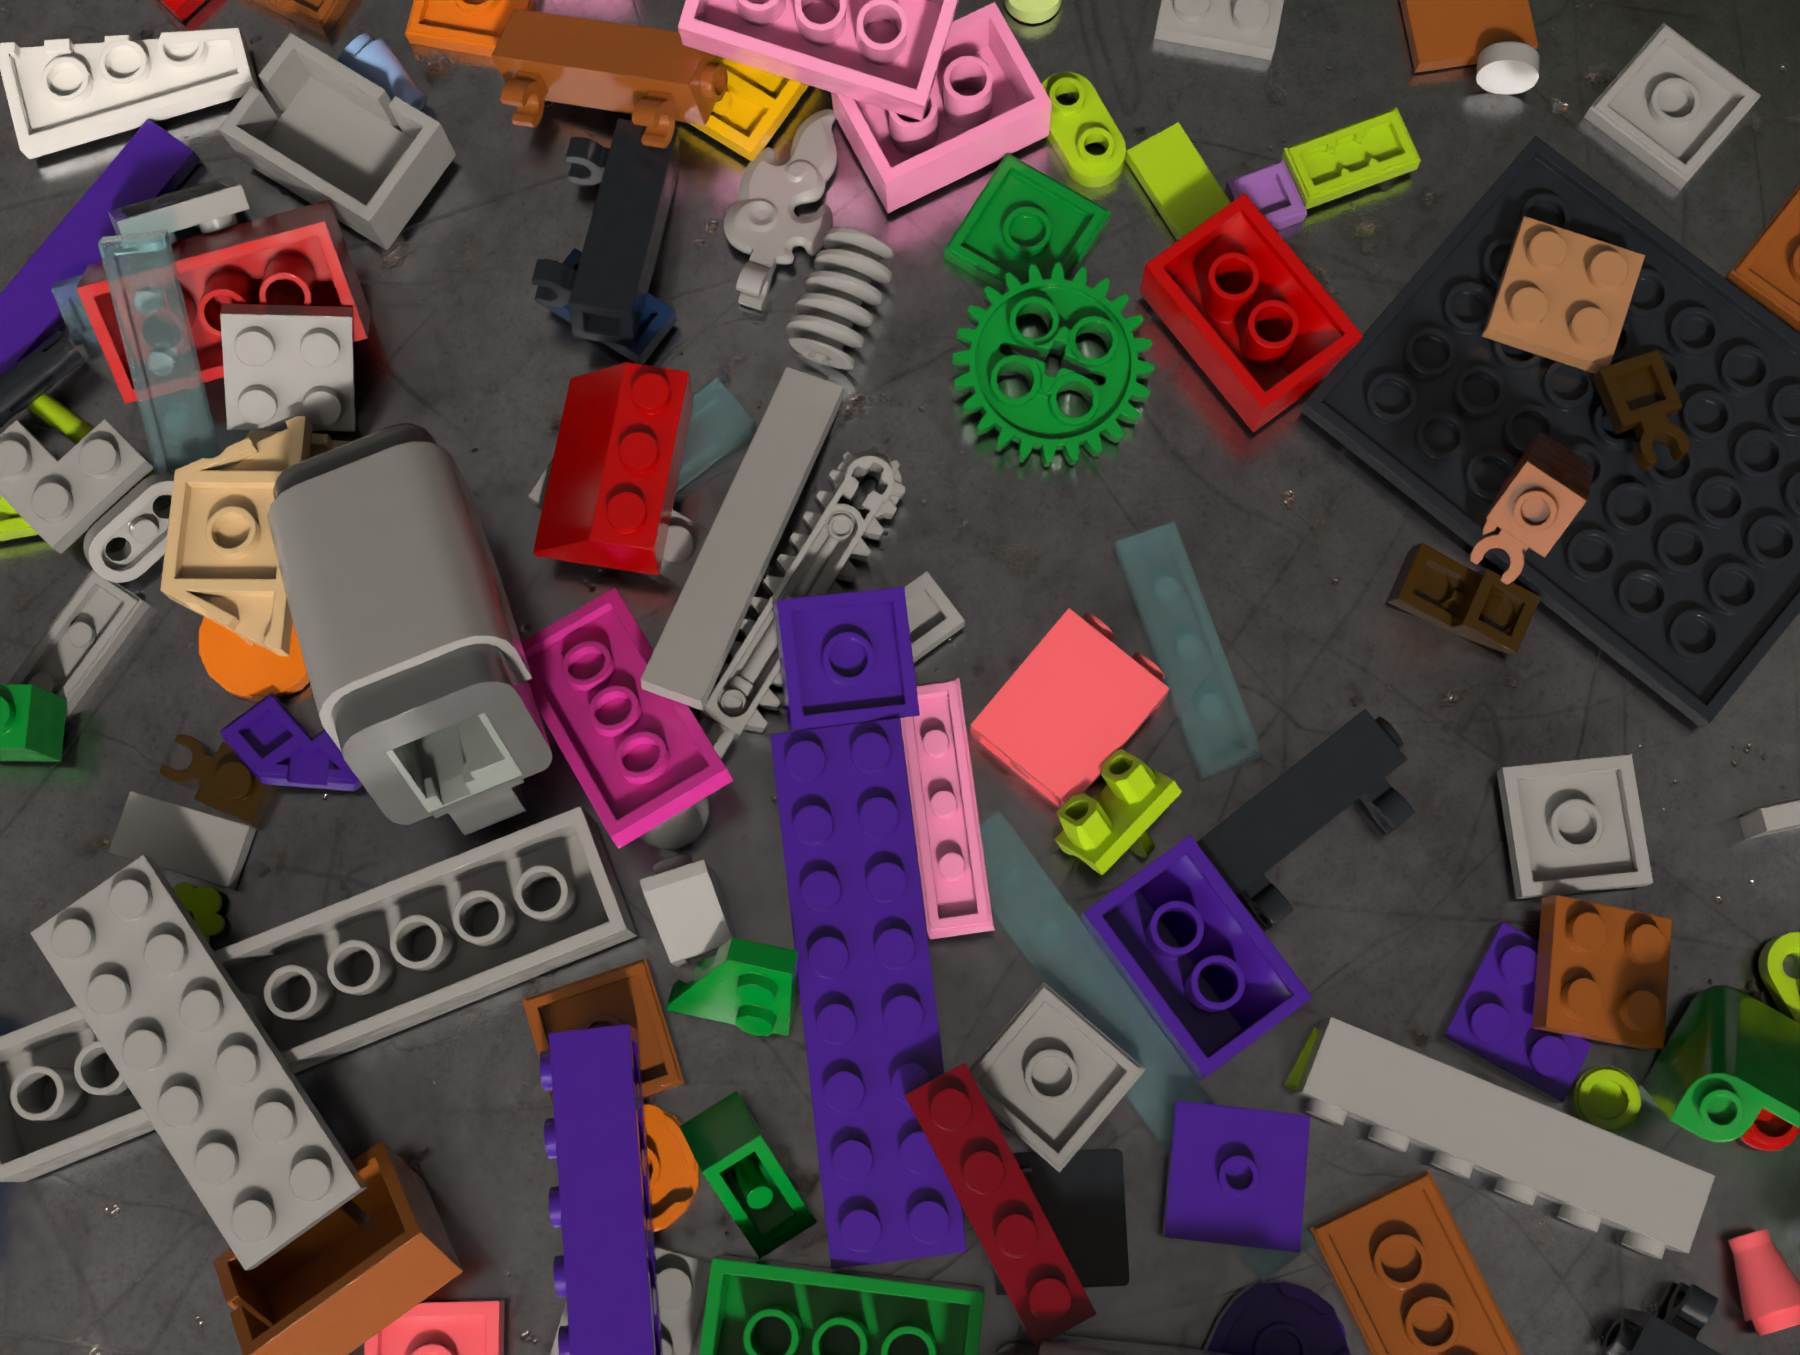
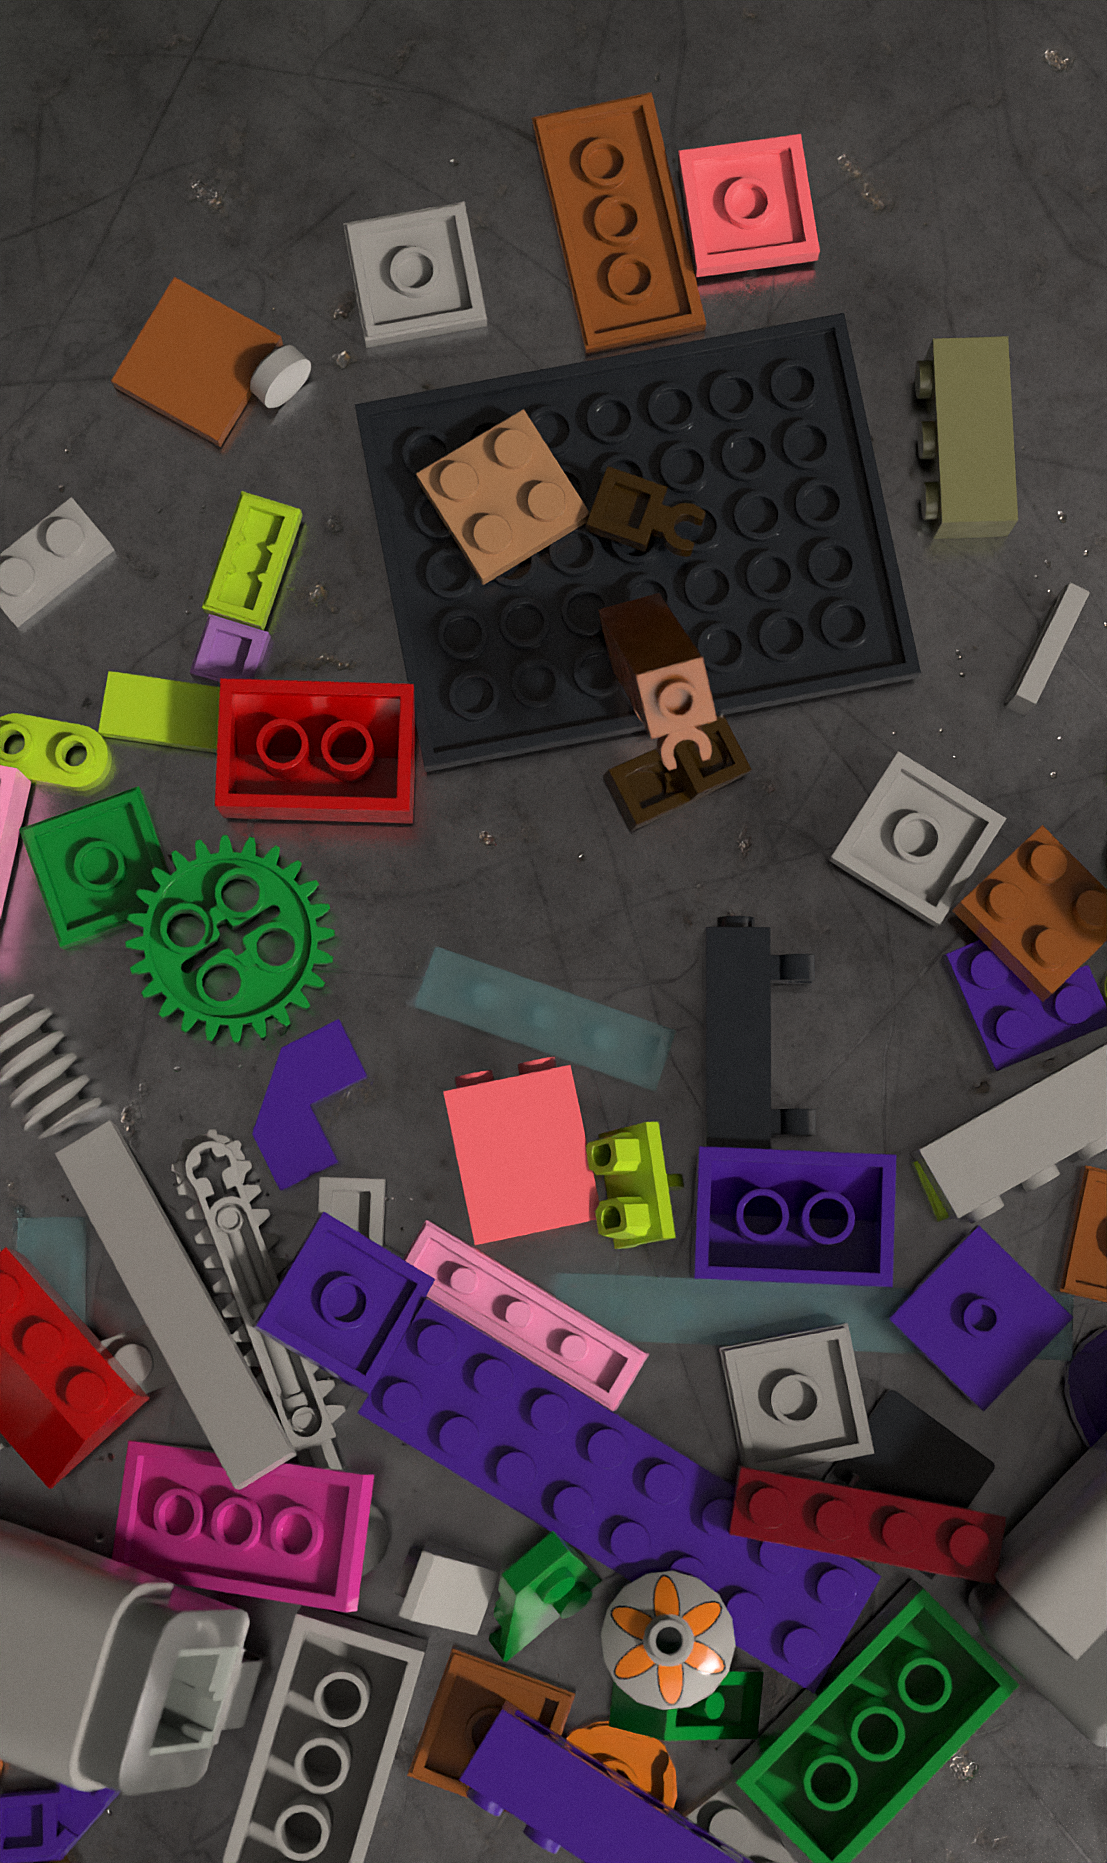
camera: 60 degrees left, 5 degrees up
(775, 1148) = (631, 1634): none -> light grey dish
(992, 503) = (286, 1123): none -> dark purple tile

